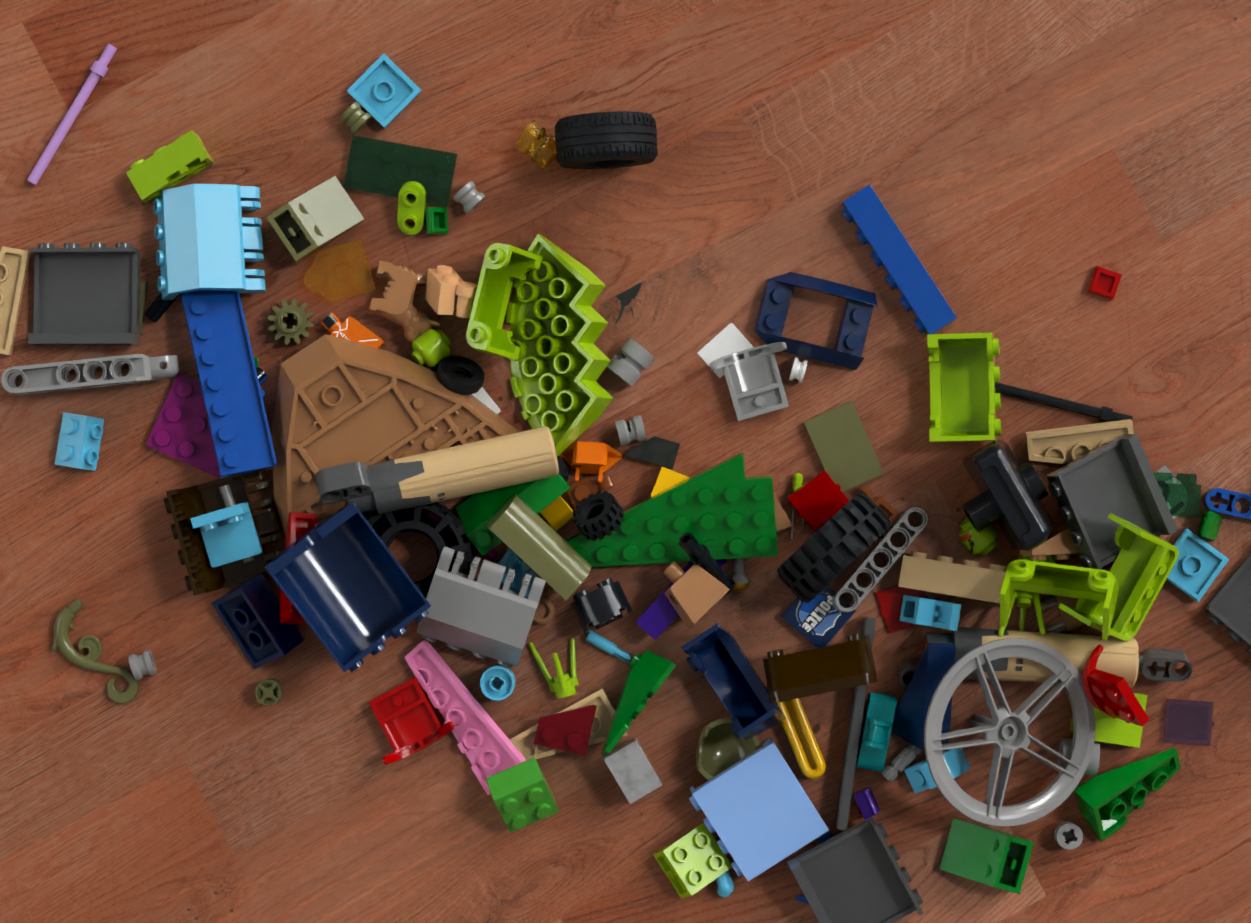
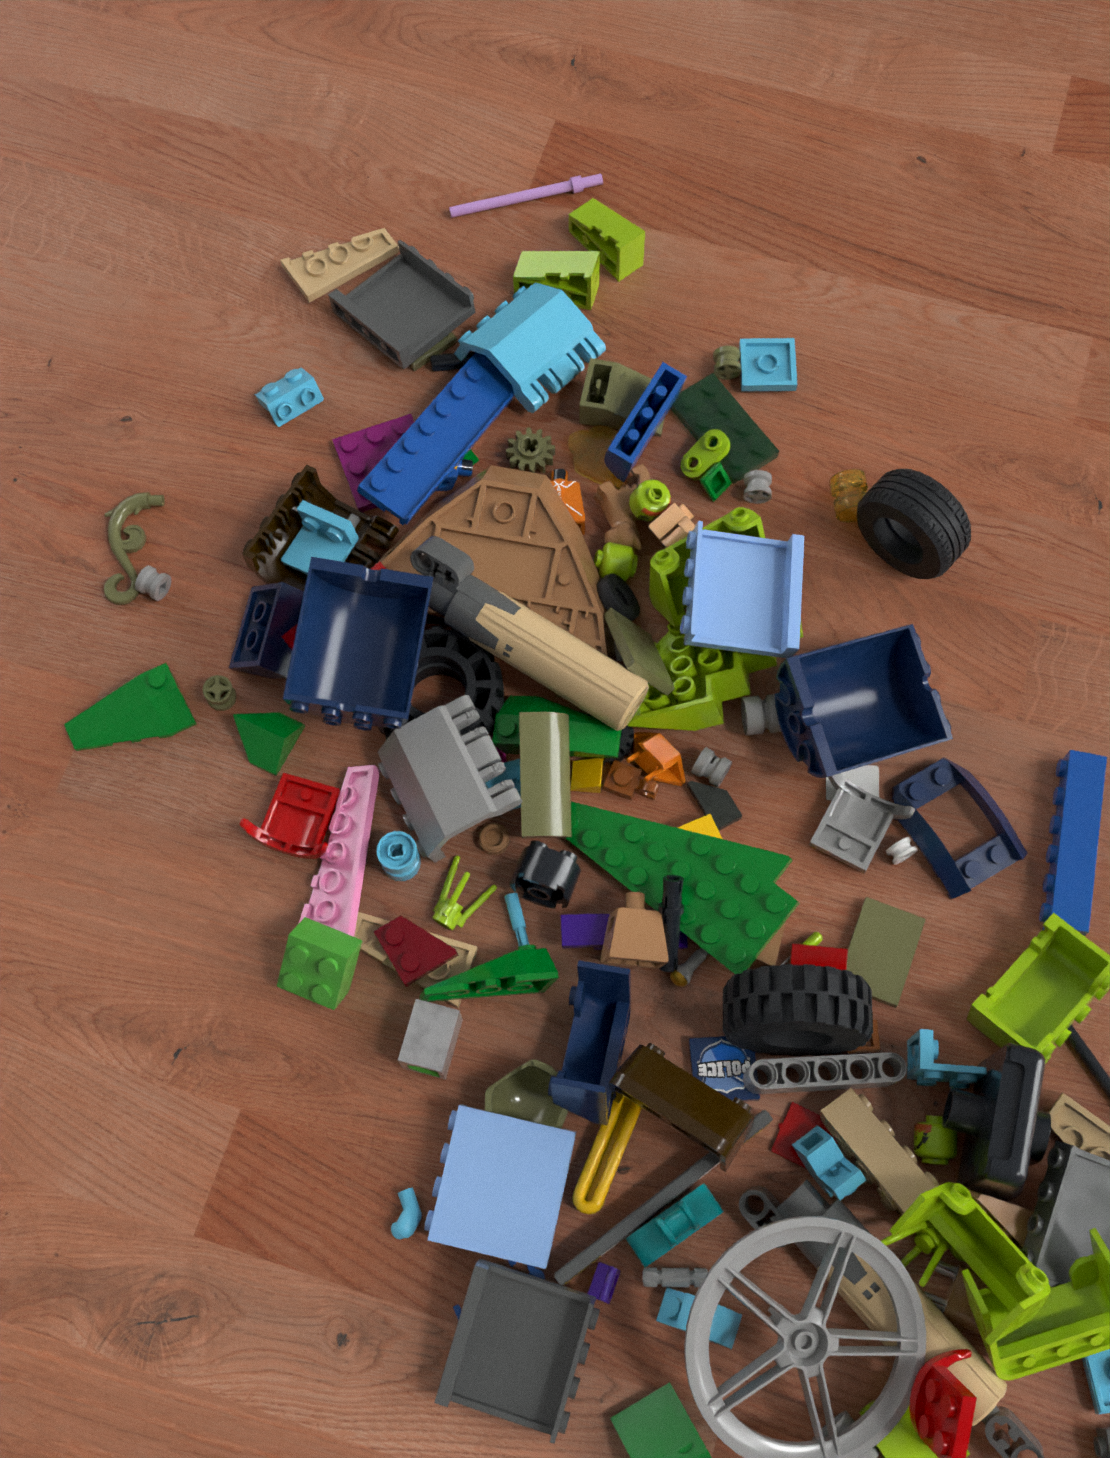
camera: 50 degrees right, 20 degrees down
(55, 376) = (320, 341): light grey piece -> none
(170, 97) = (614, 236): none -> lime wedge
(231, 755) = (138, 710): none -> green wedge
(332, 690) = (268, 738): none -> green slope
(353, 231) = (644, 421): none -> blue brick
(408, 288) = (649, 500): none -> lime head
(514, 404) = (638, 651): none -> olive tile
(547, 306) = (743, 593): none -> light blue panel
(598, 515) = (617, 800): black tyre -> none
(692, 306) = (859, 702): none -> dark blue cylinder
(693, 861) = (400, 1173): lime bracket -> none
(913, 707) = (727, 1230): dark blue wedge -> none
(926, 492) = (921, 1054): none -> medium azure bracket

